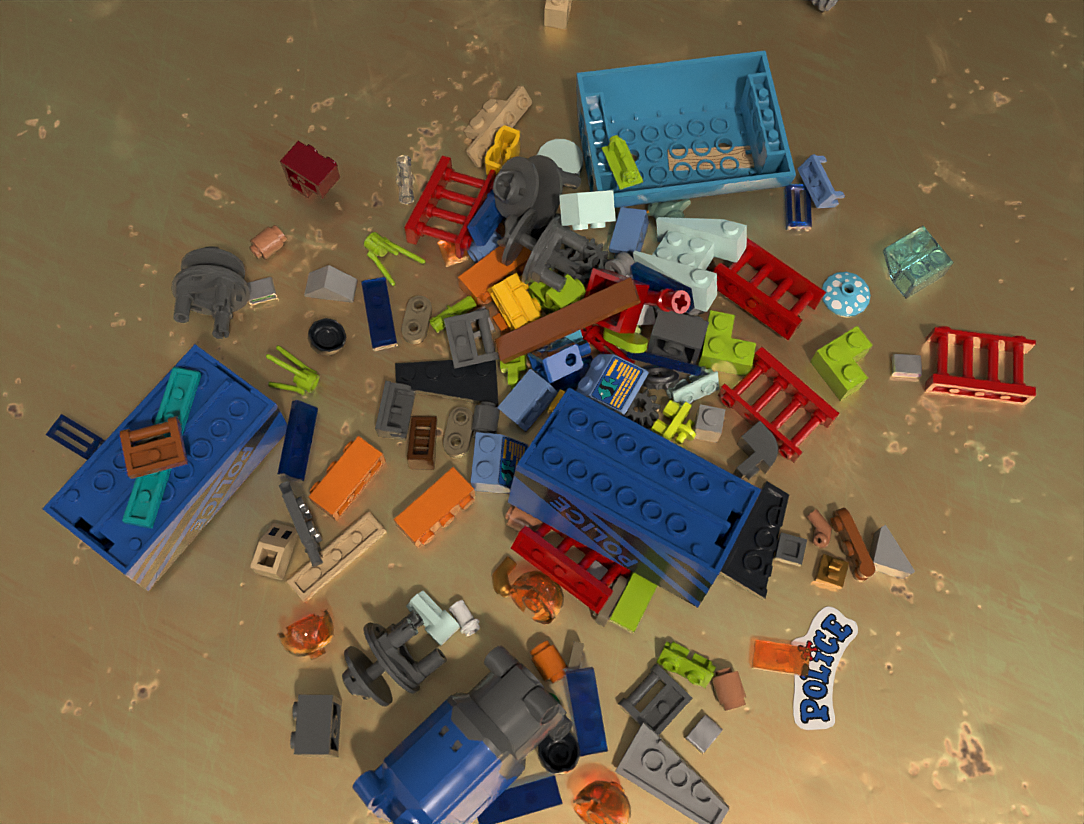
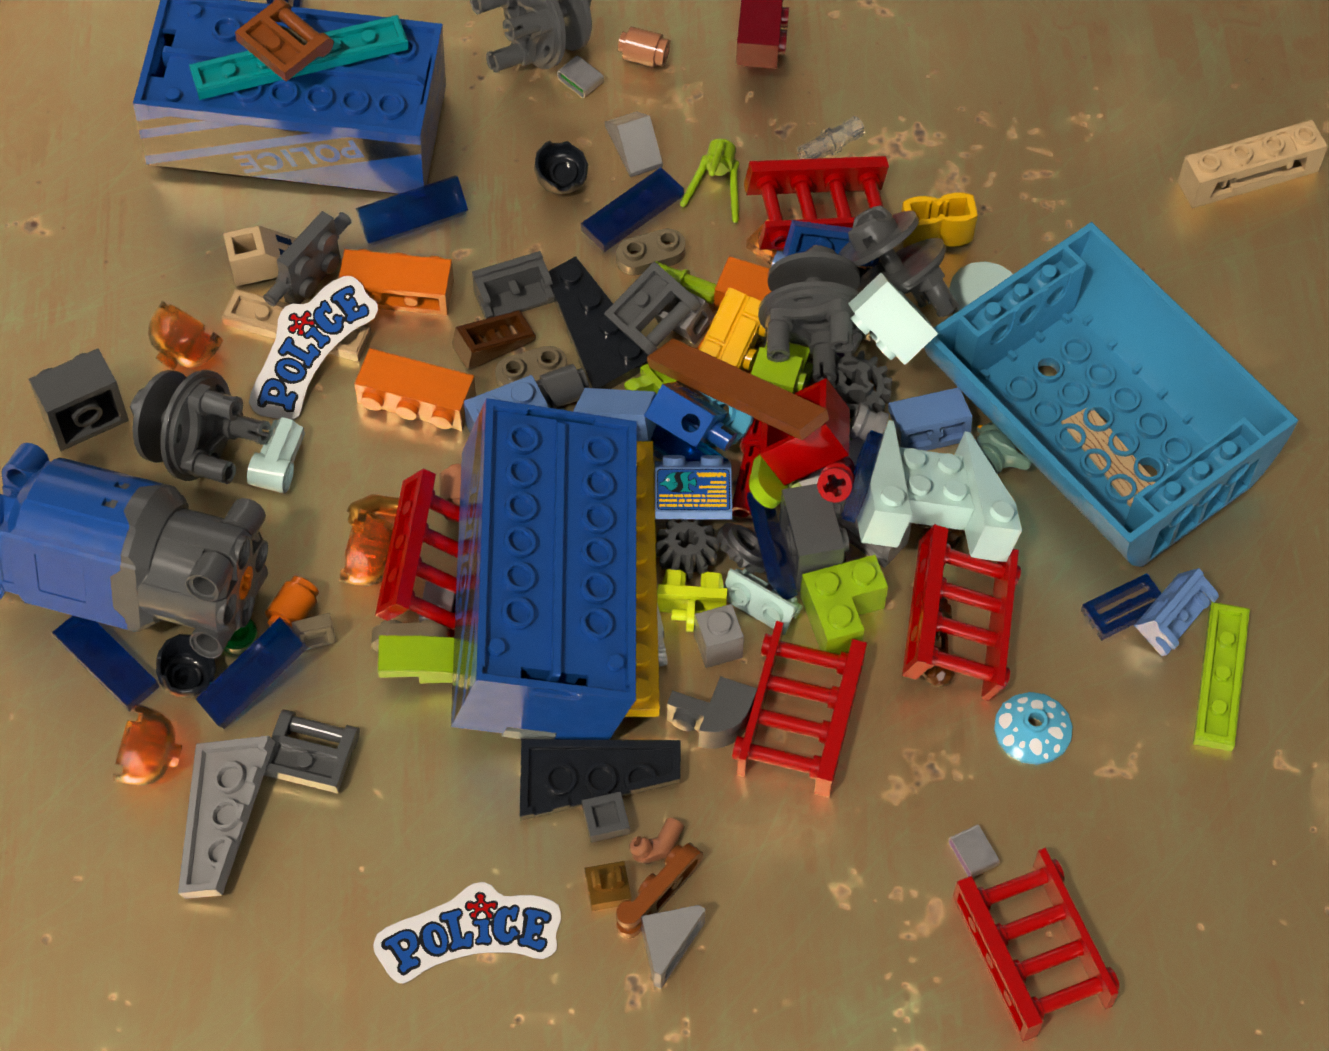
camera: 60 degrees right, 10 degrees down
(305, 378) = (494, 177): lime plant -> none
(357, 557) = (302, 343): none -> sticker
(465, 619) = (291, 498): white pin -> none
(490, 119) = (994, 194): tan bracket -> none
(621, 163) = (991, 329): lime hinge -> none
(697, 670) = (375, 777): lime hinge -> none
(704, 734) = (300, 828): flat silver piece -> none
(729, 689) = (372, 826): nougat brick -> none
(781, 658) = (451, 874): clear orange plate -> none
(838, 363) = (918, 751): lime brick -> none
(865, 186) = (1221, 676): none -> lime tile
(916, 261) = (1137, 785): clear light blue slope -> none

